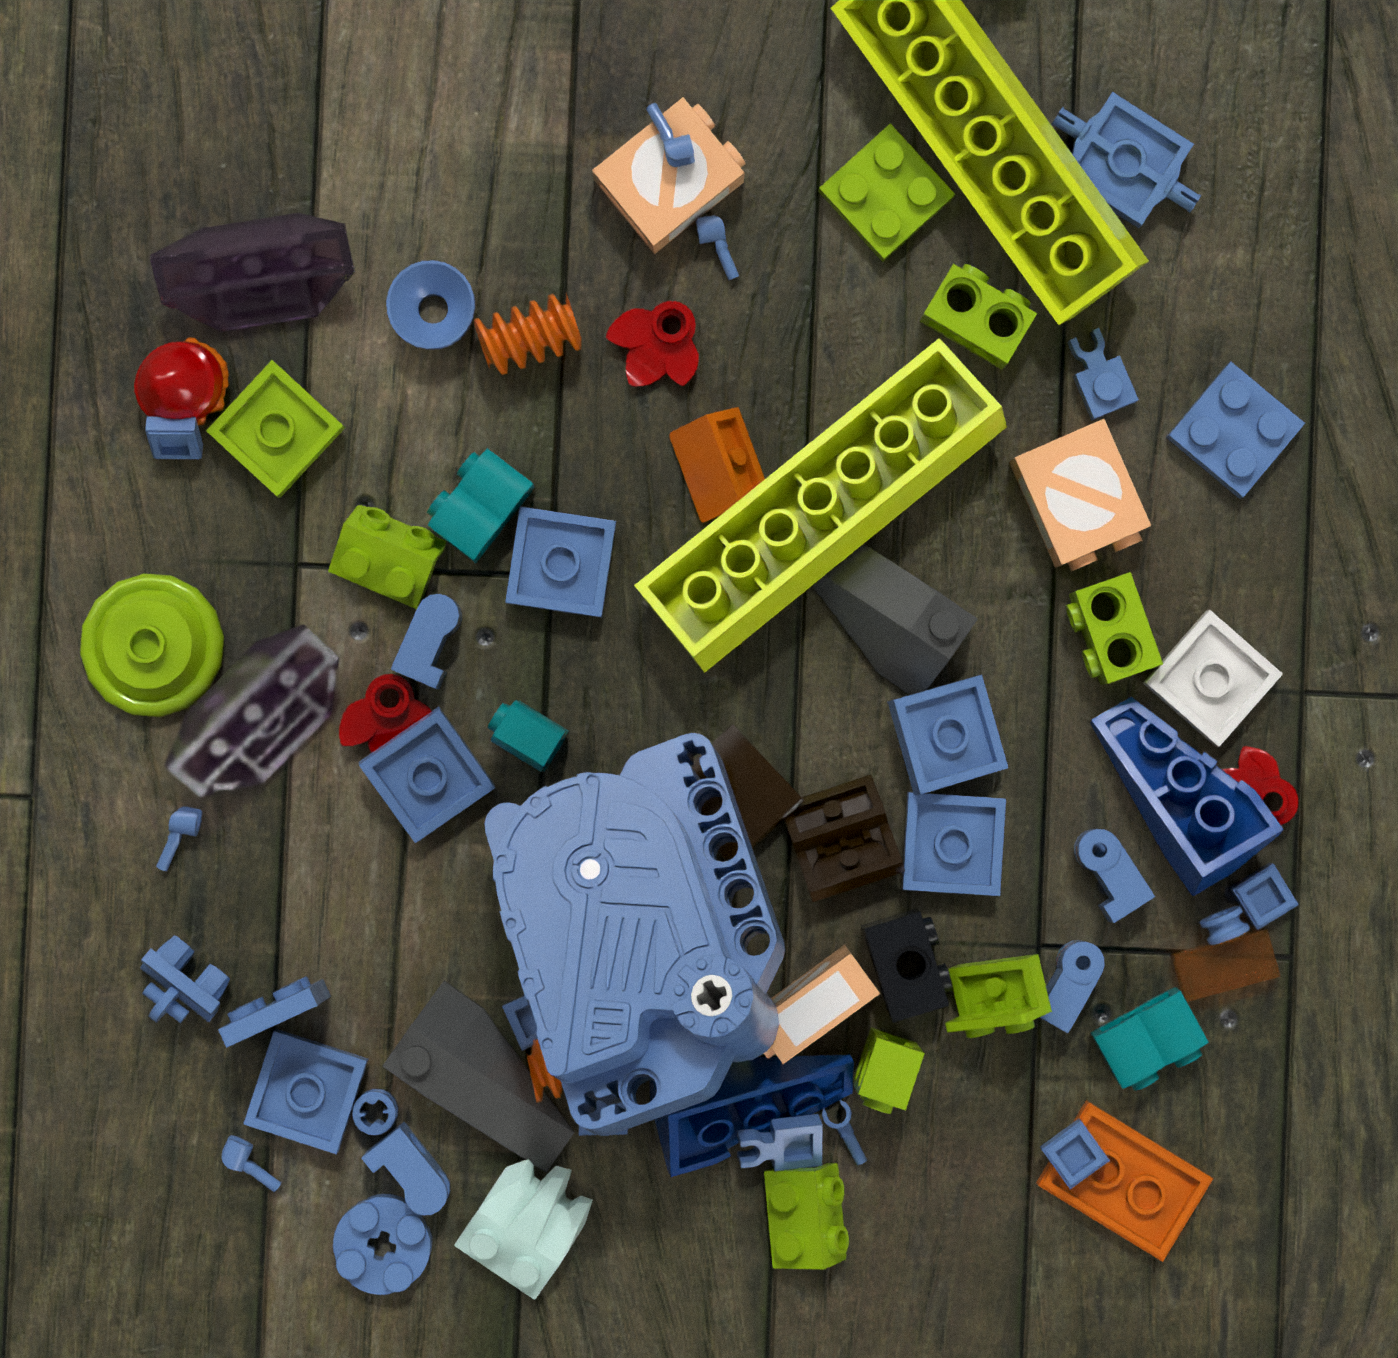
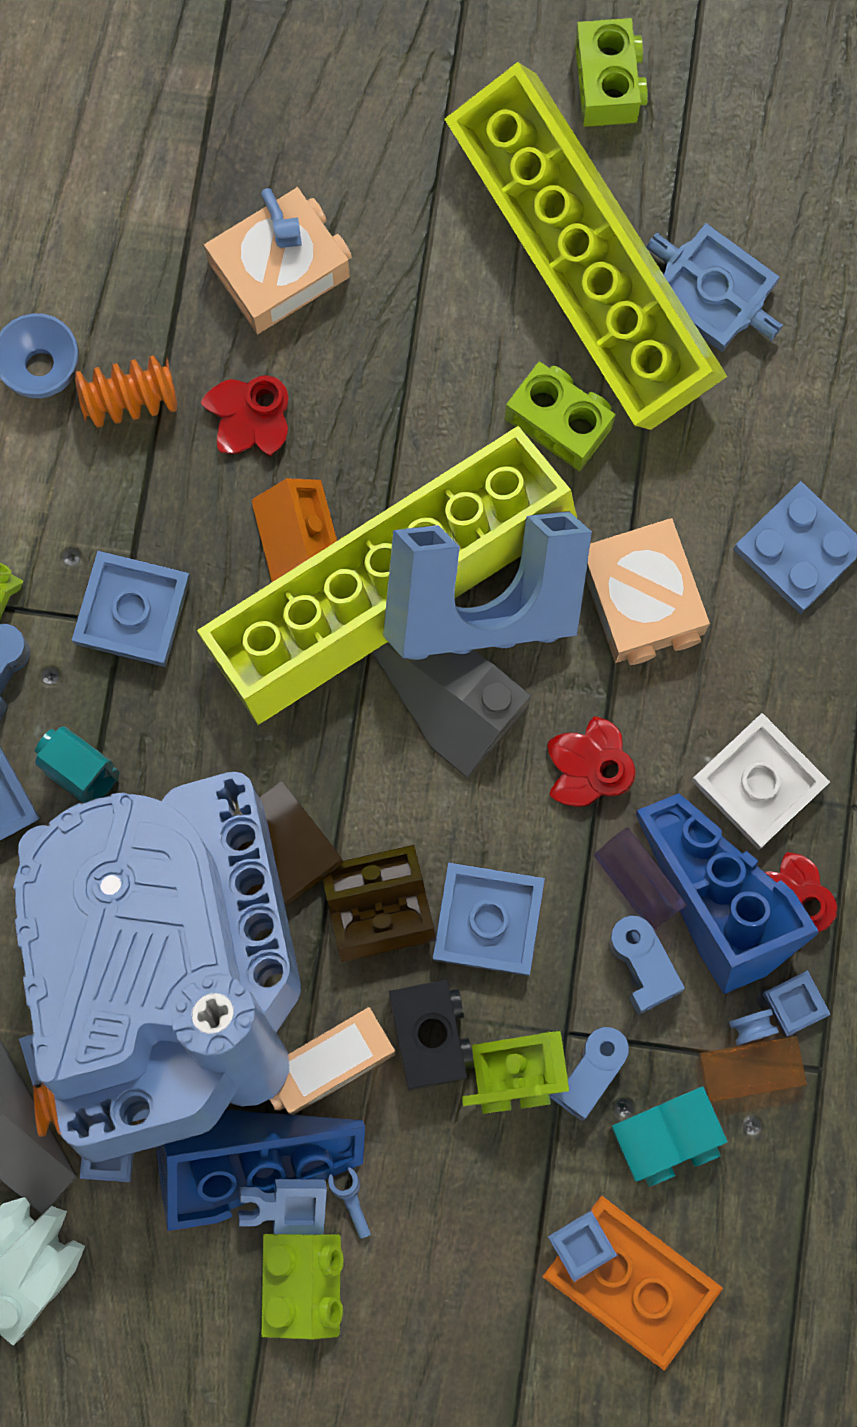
camera: 10 degrees right, 10 degrees down
(479, 504) = (59, 546): teal brick -> none
(712, 230) = (313, 315): medium blue hand -> none
(886, 192) = (483, 297): lime plate -> none
(887, 1071) = (396, 1137): lime brick -> none
(947, 735) = (492, 809): medium blue plate -> none
(975, 524) = (536, 606): none -> medium blue arch
(1033, 676) = (584, 760): none -> red plate
(1100, 790) = (639, 879): none -> clear purple tile
(1103, 383) = (675, 491): medium blue plate -> none
(1126, 624) = (678, 721): lime brick -> none

